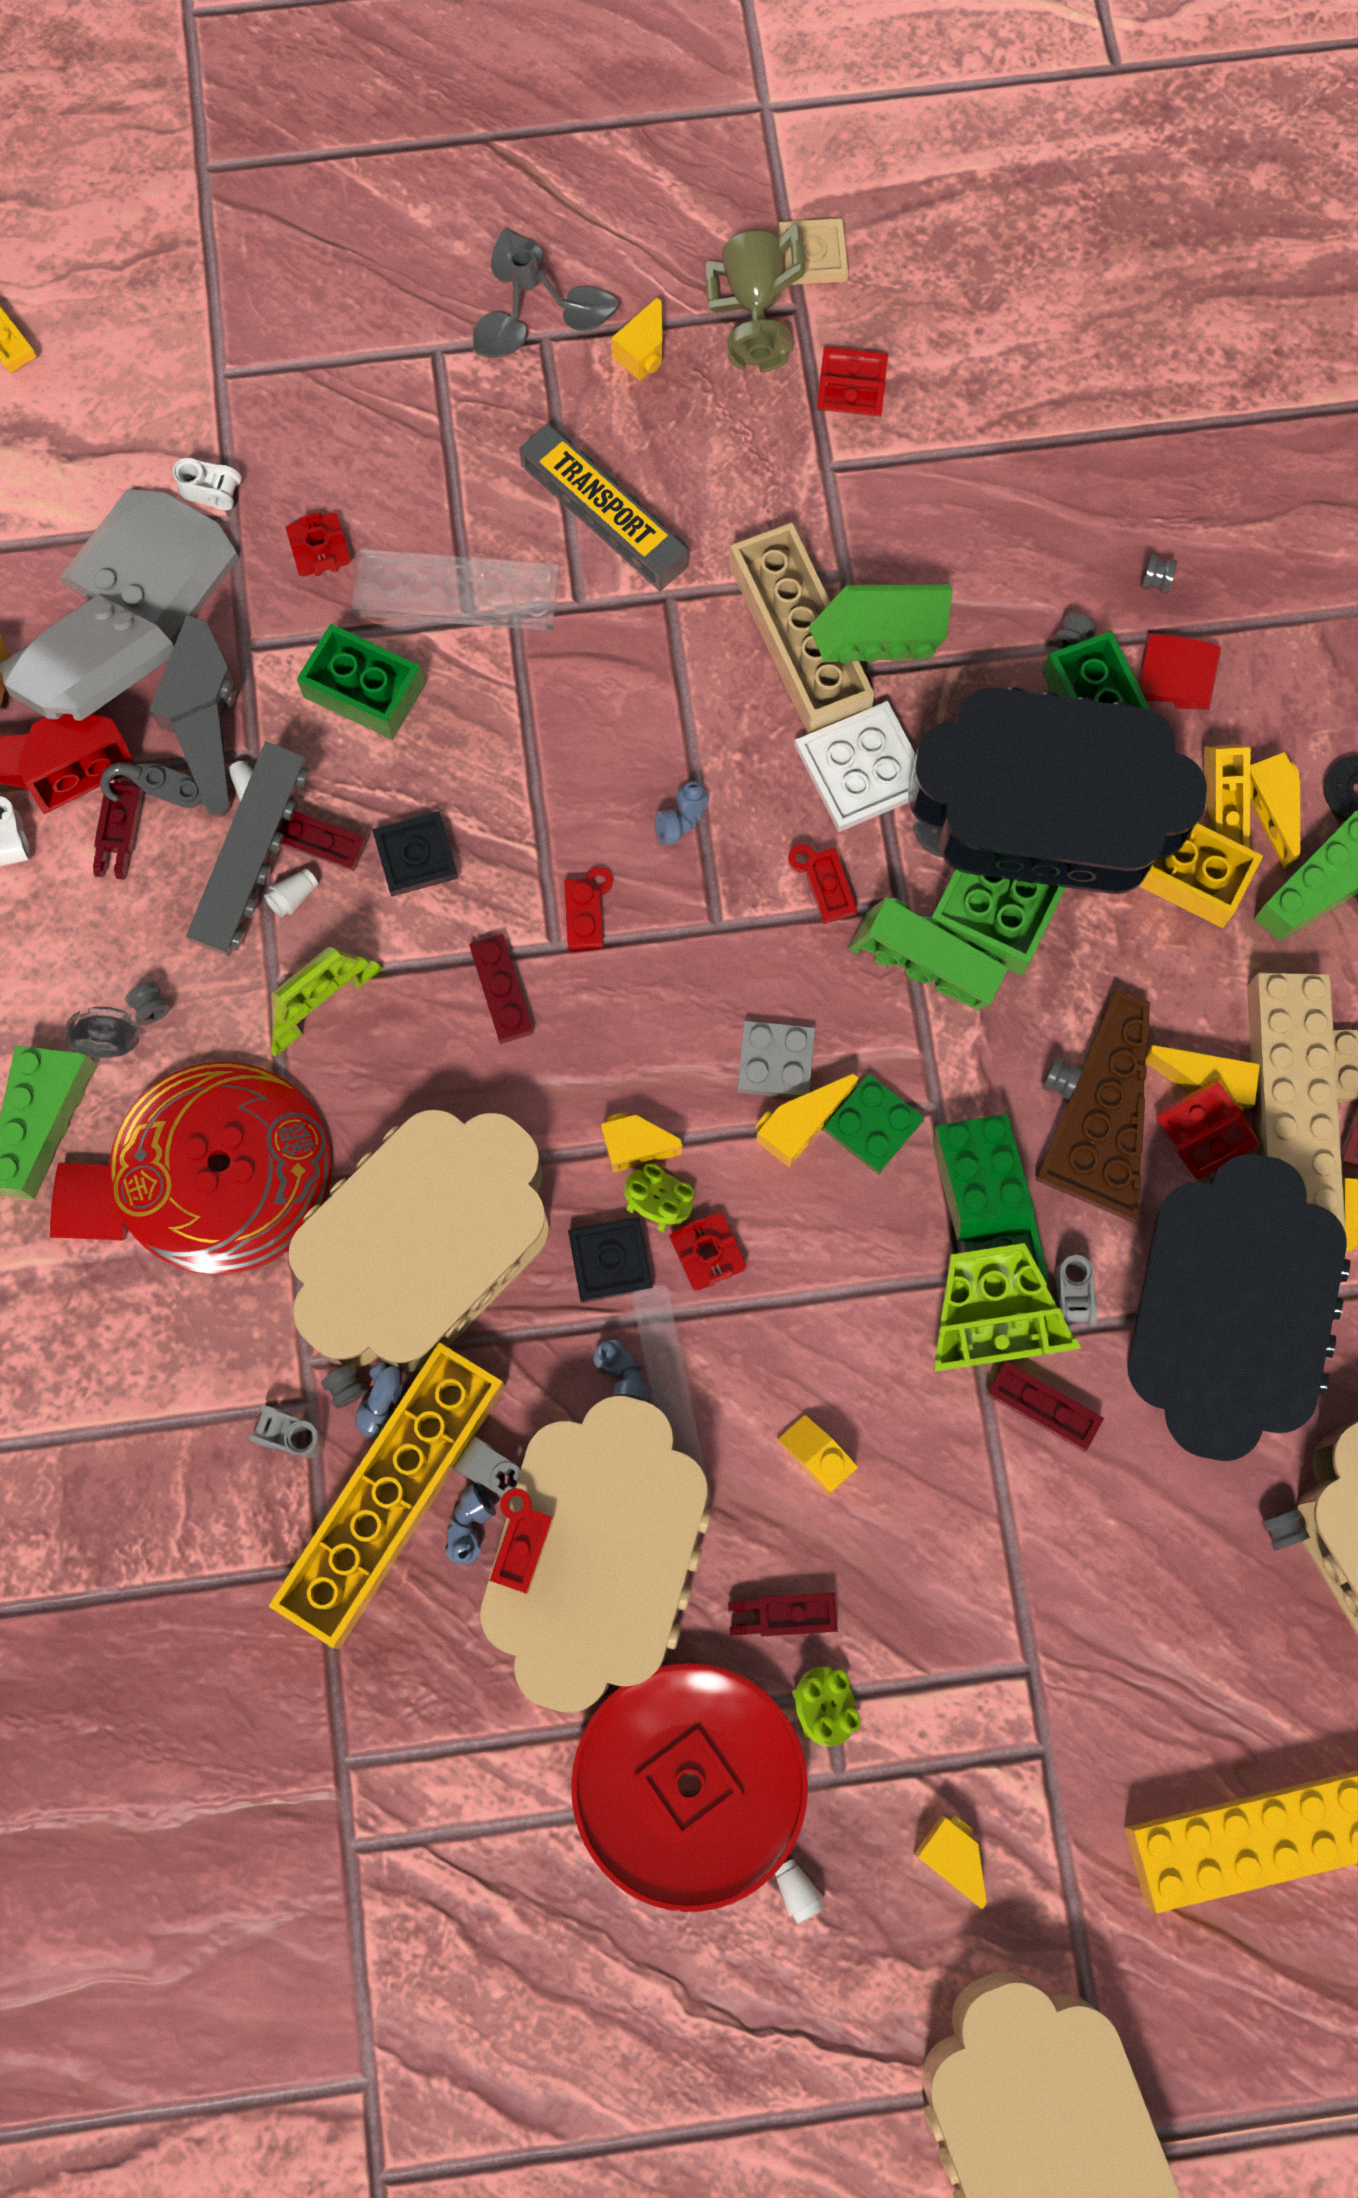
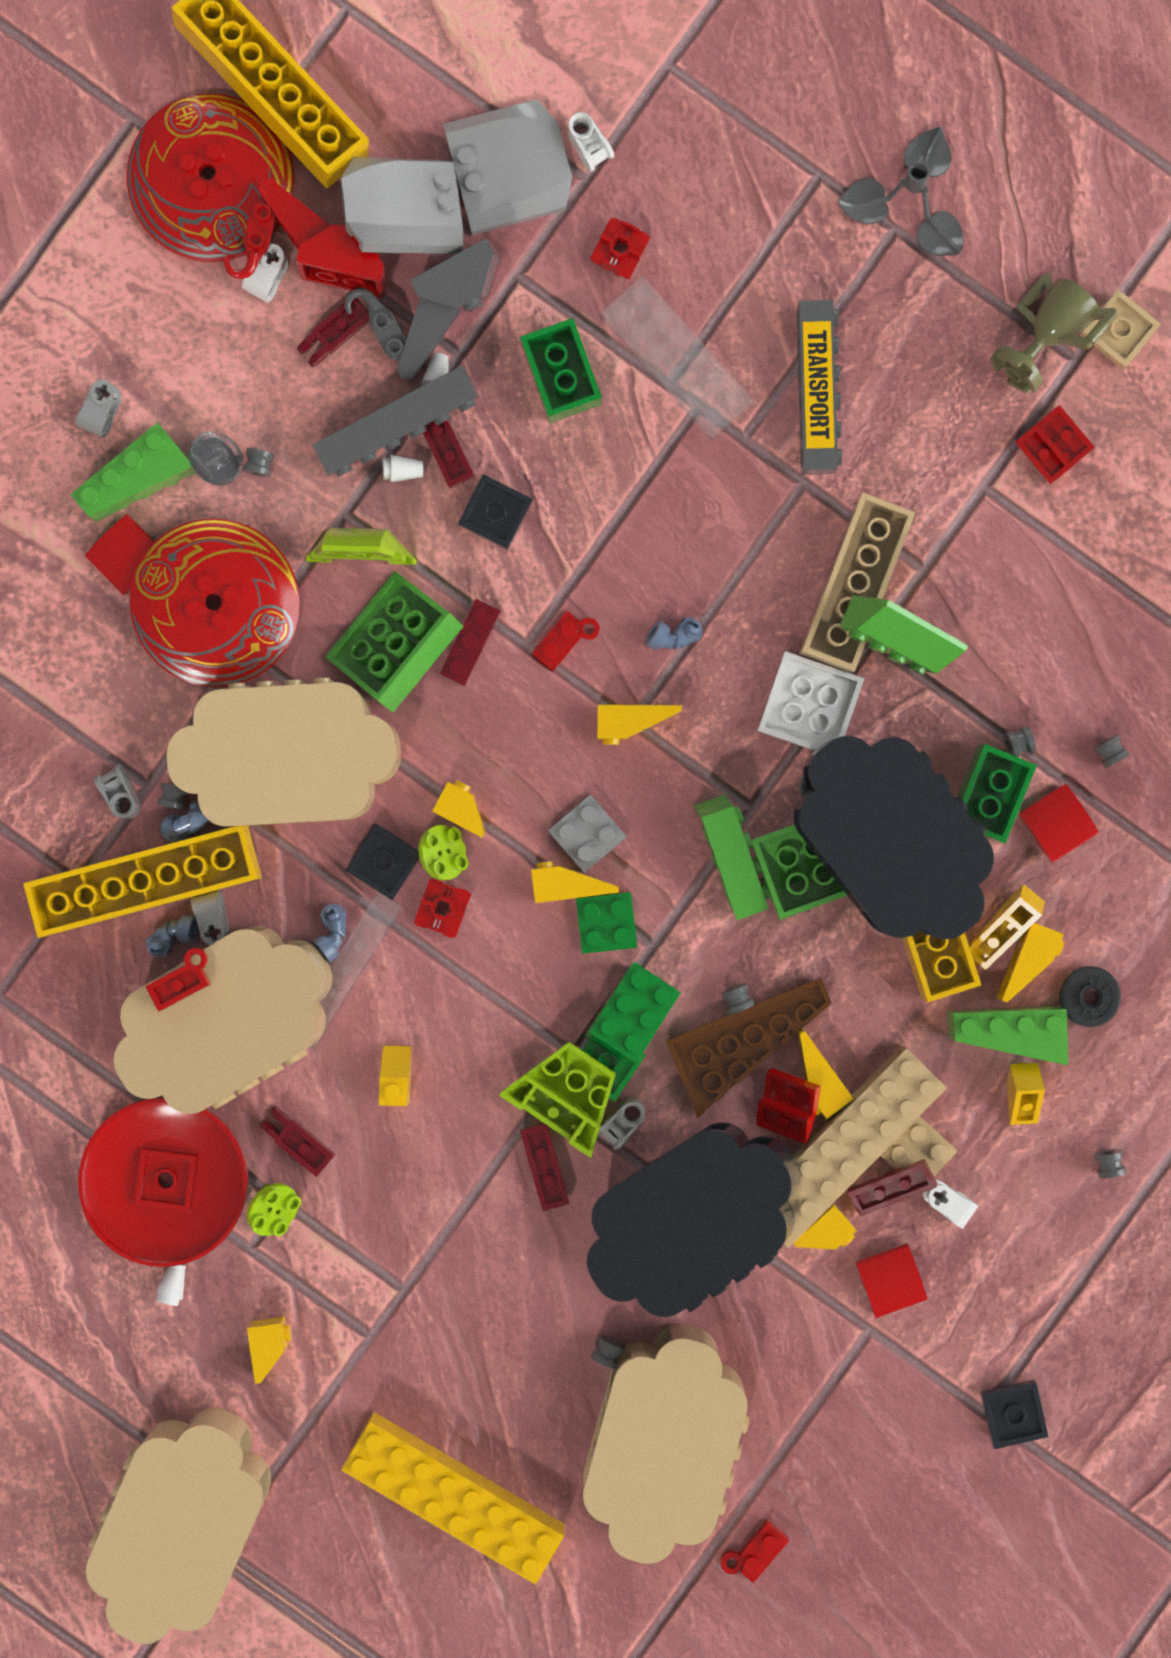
camera: 40 degrees right, 15 degrees up
(428, 1046) = (394, 641): none -> bright green slope
(640, 342) = (948, 293): yellow slope -> none
(710, 928) = (625, 721): none -> yellow slope
(826, 882) = (718, 755): red hinge -> none

